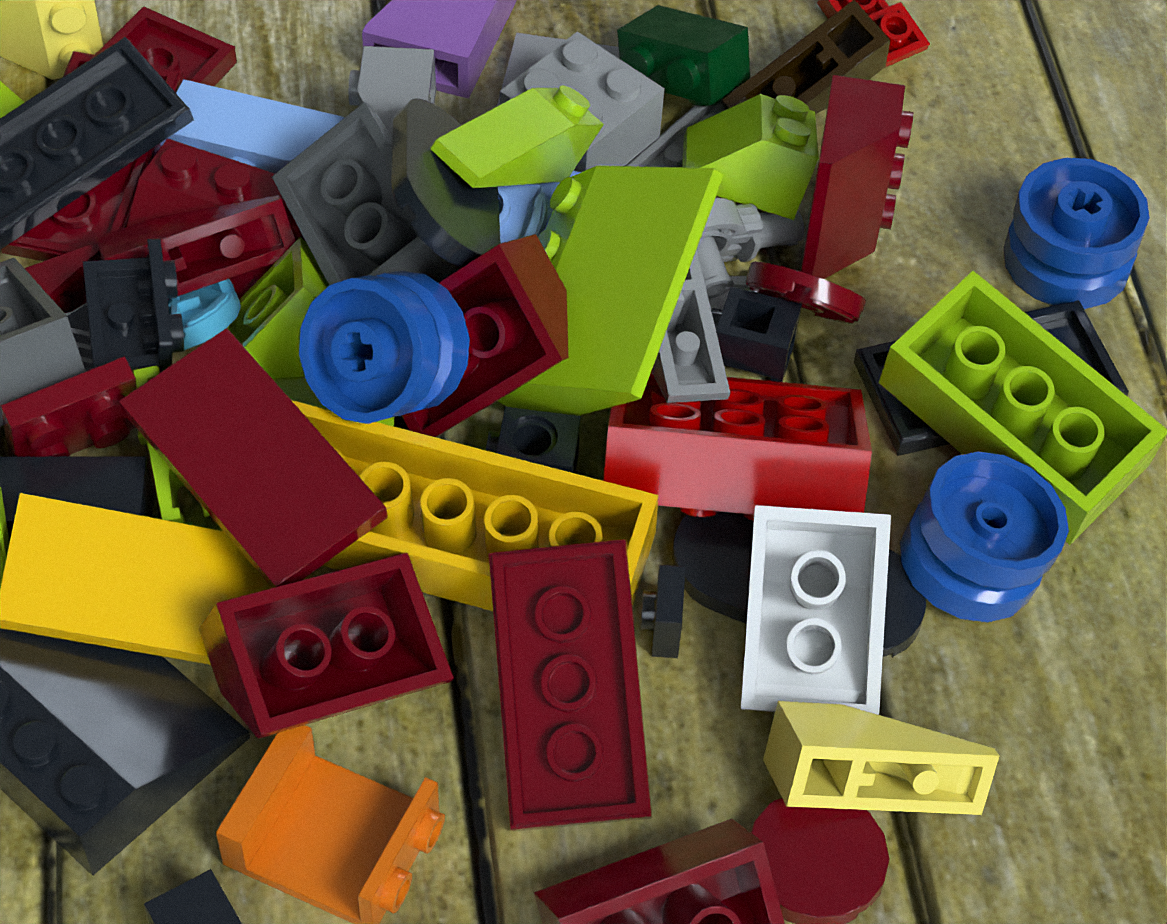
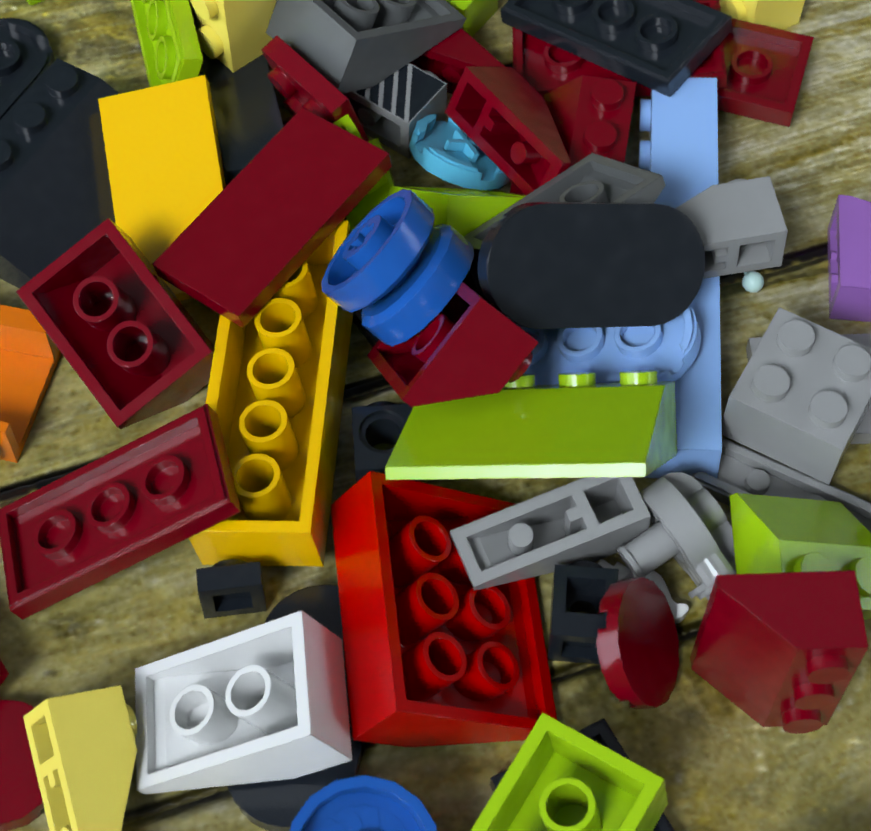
camera: 80 degrees right, 5 degrees up
(131, 310) = (414, 102): black bracket -> none
(522, 140) = (681, 319): lime slope -> none

